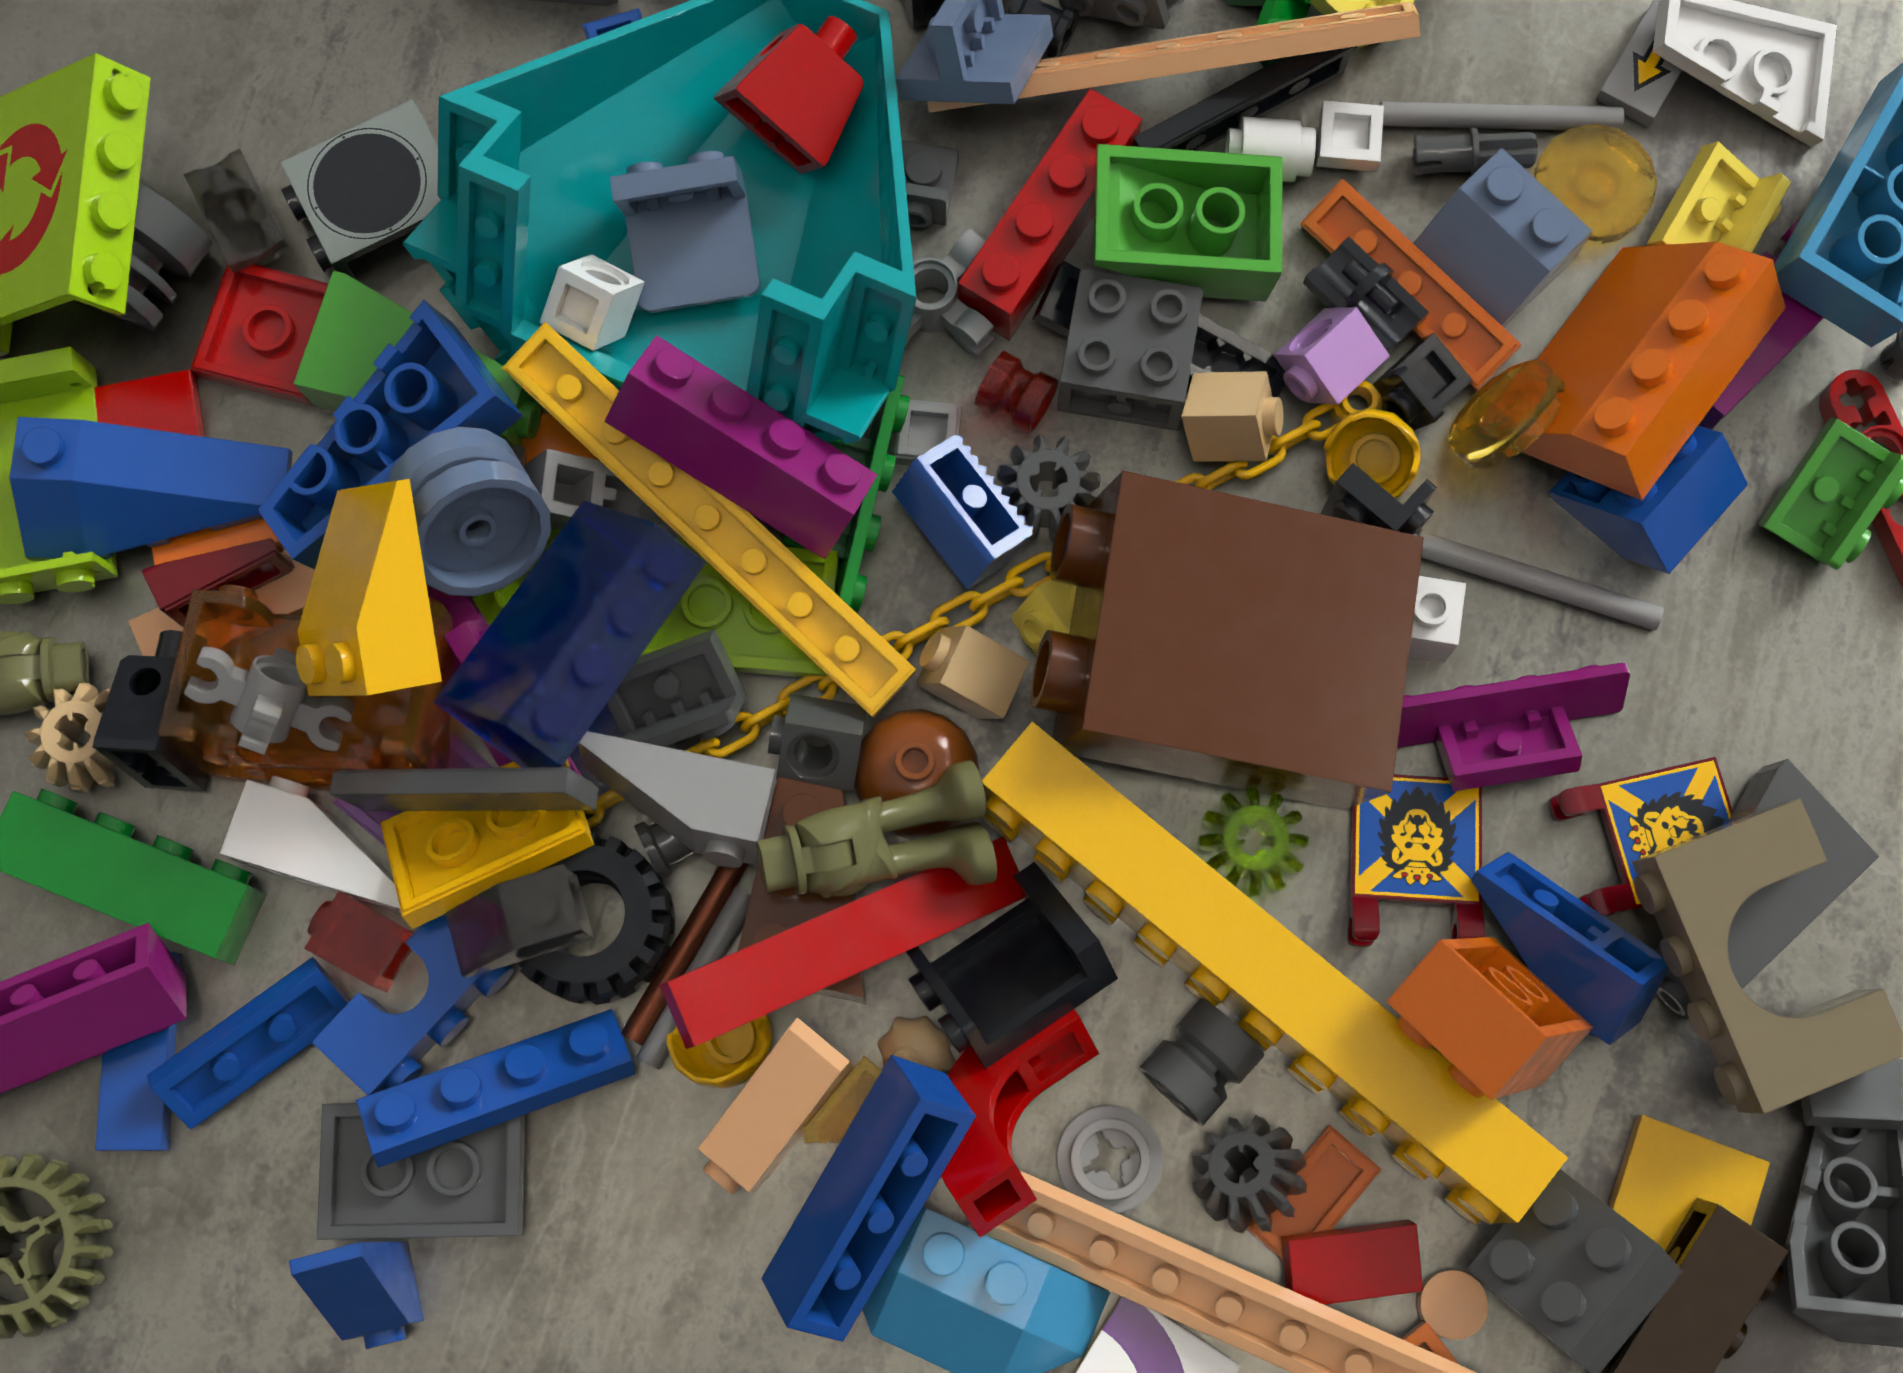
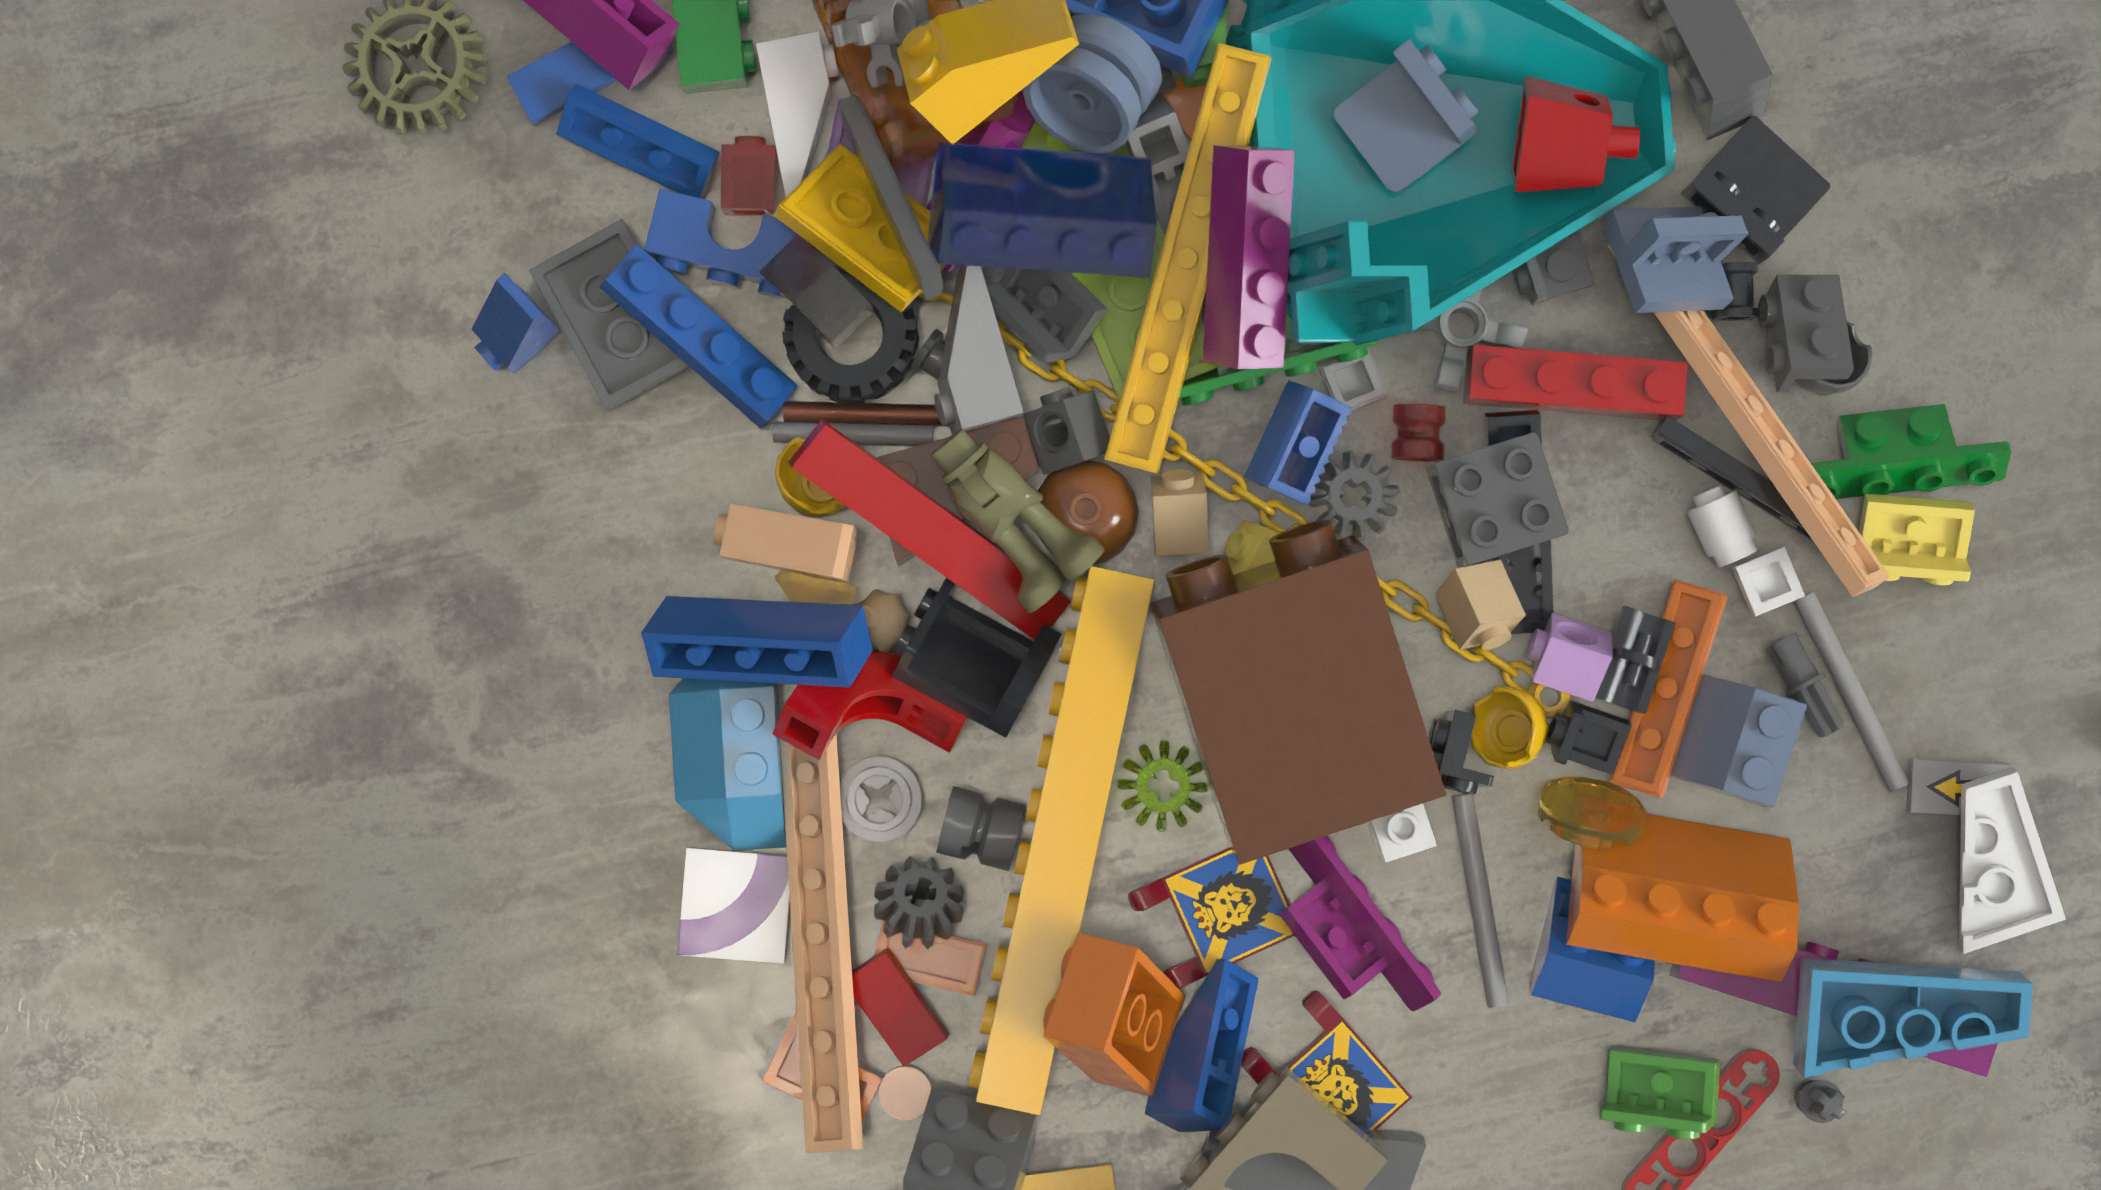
camera: 60 degrees right, 10 degrees up
(592, 301) = (1311, 76): white brick -> none
(1190, 218) = (1620, 492): bright green slope -> none
(1600, 178) = (1832, 792): clear yellow tile -> none
(1720, 203) = (1851, 899): light yellow bracket -> none

